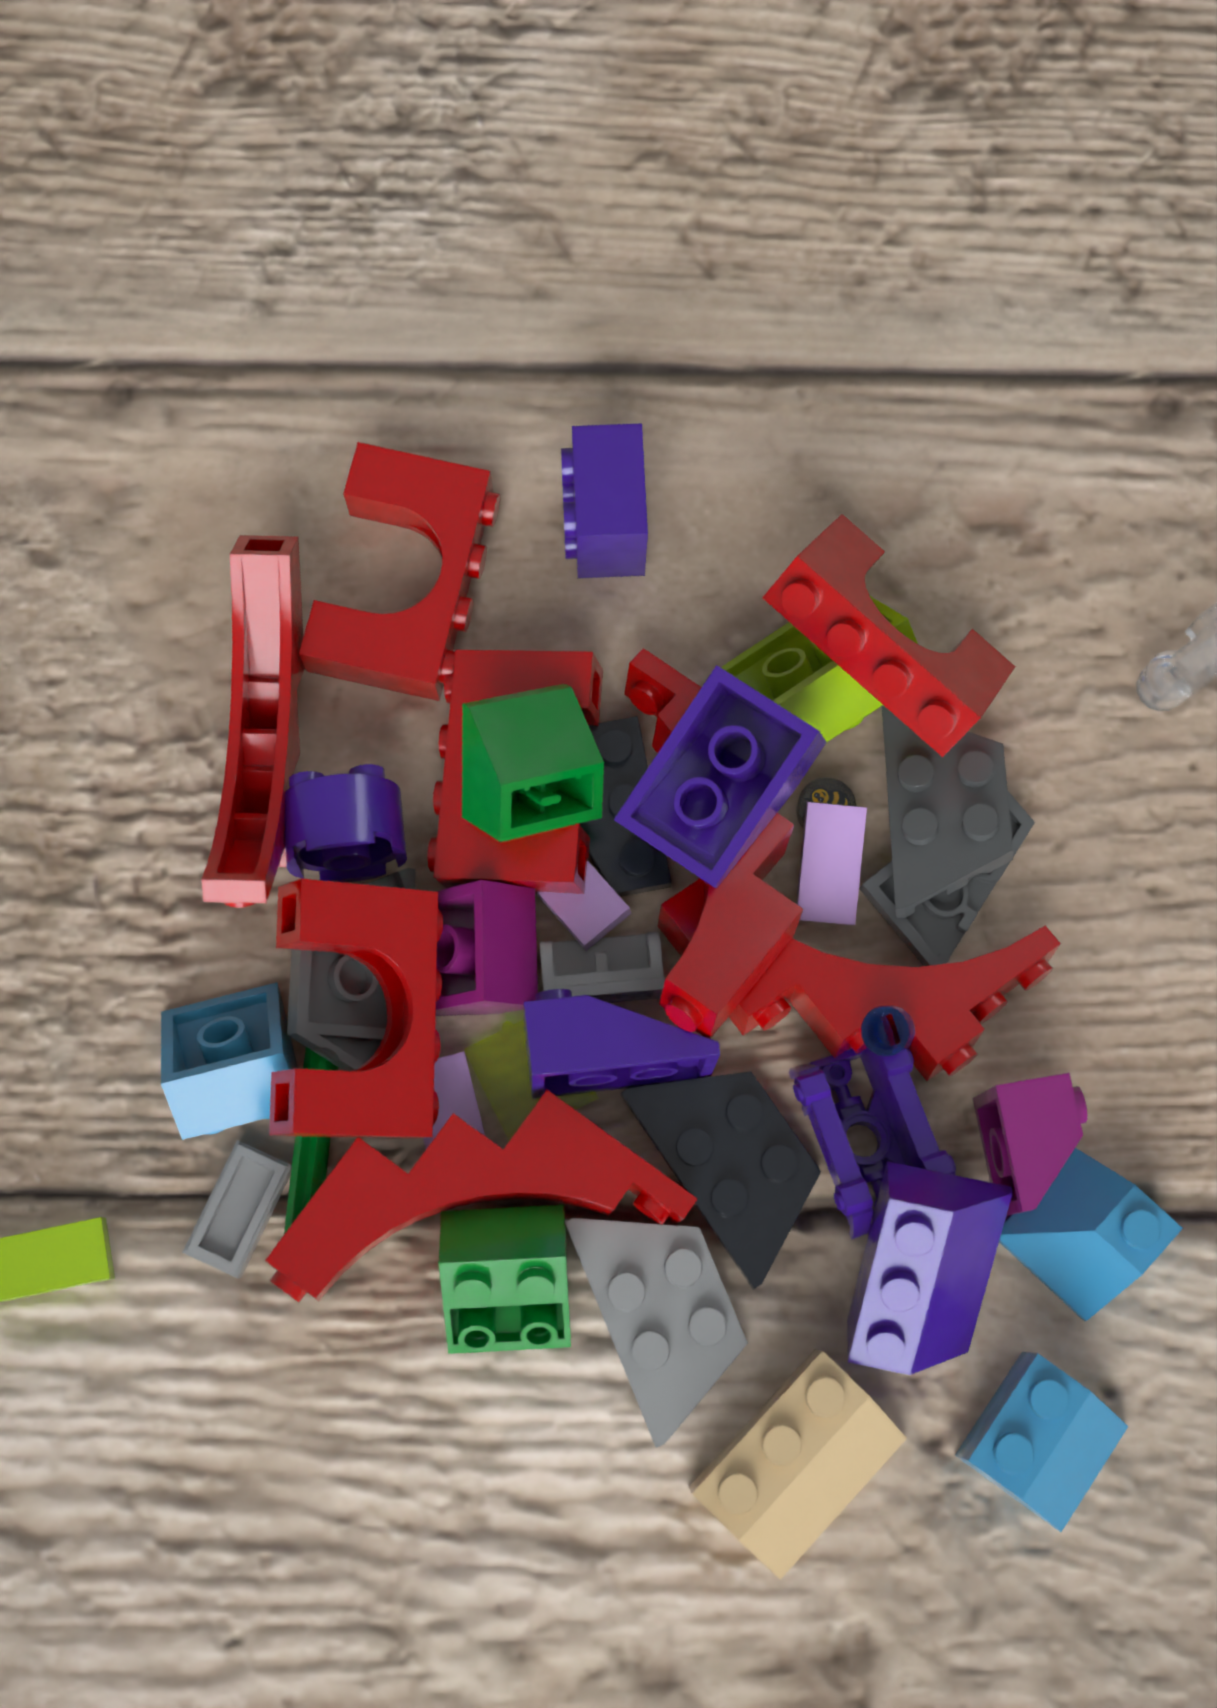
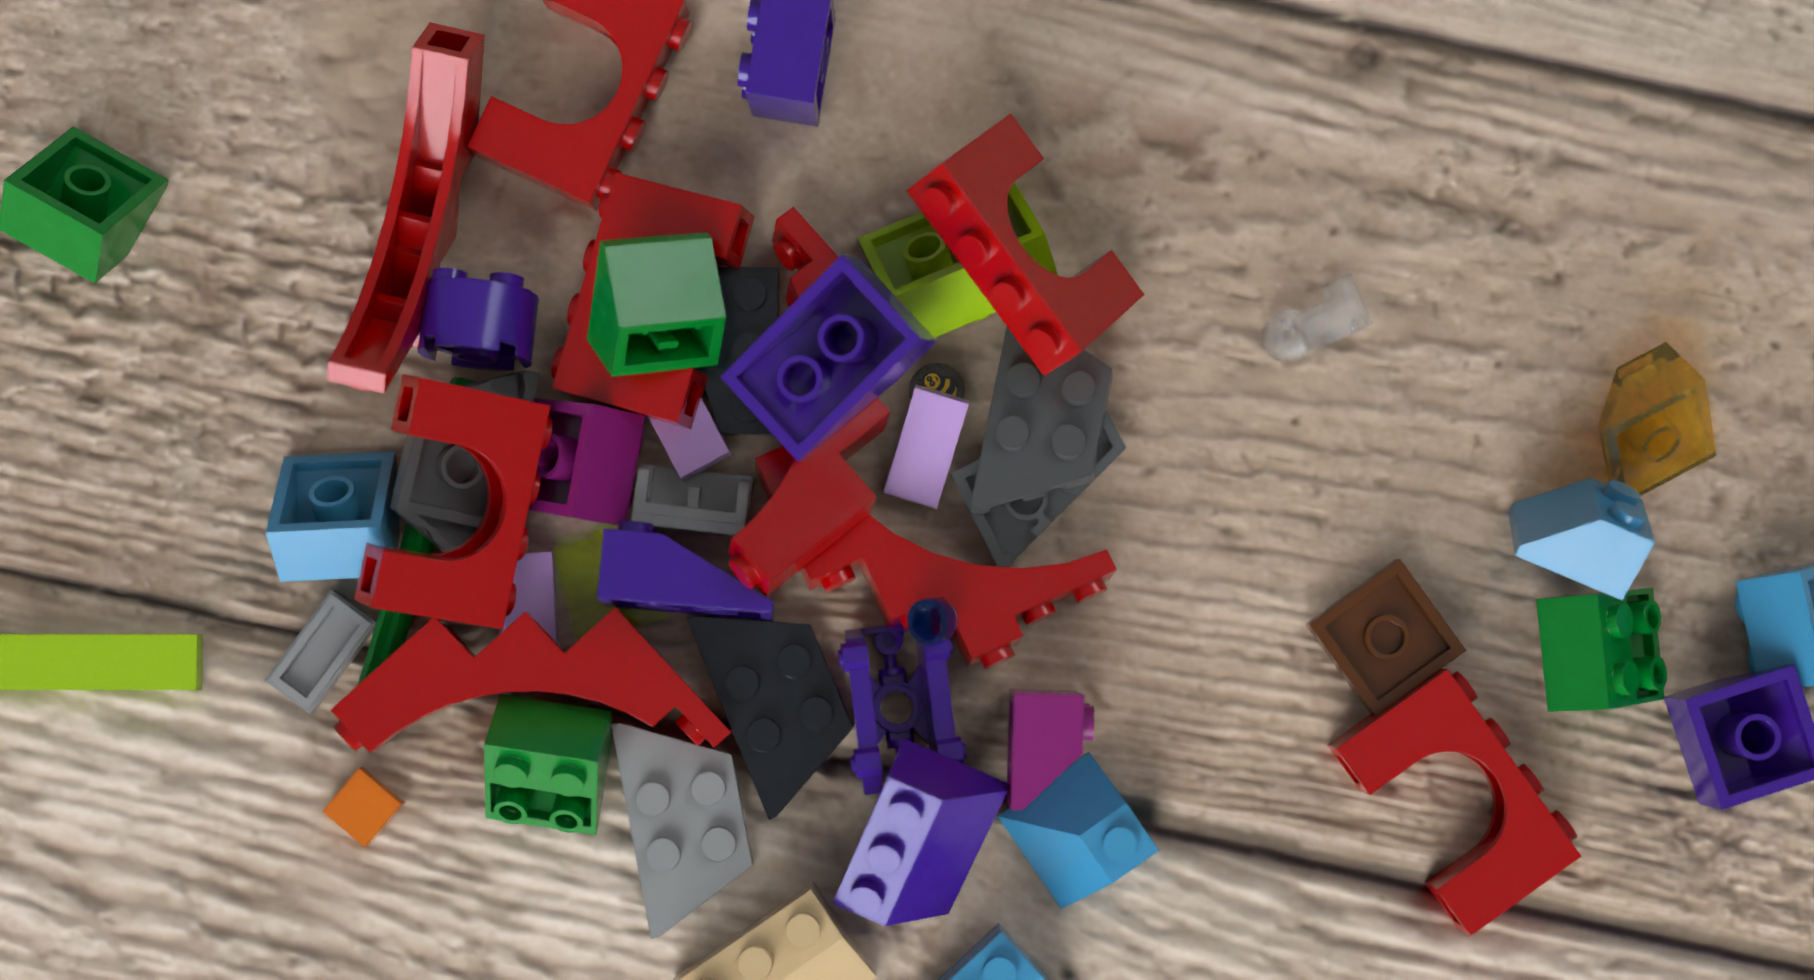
camera: 15 degrees right, 10 degrees up
(313, 1369) = (363, 806): none -> orange tile

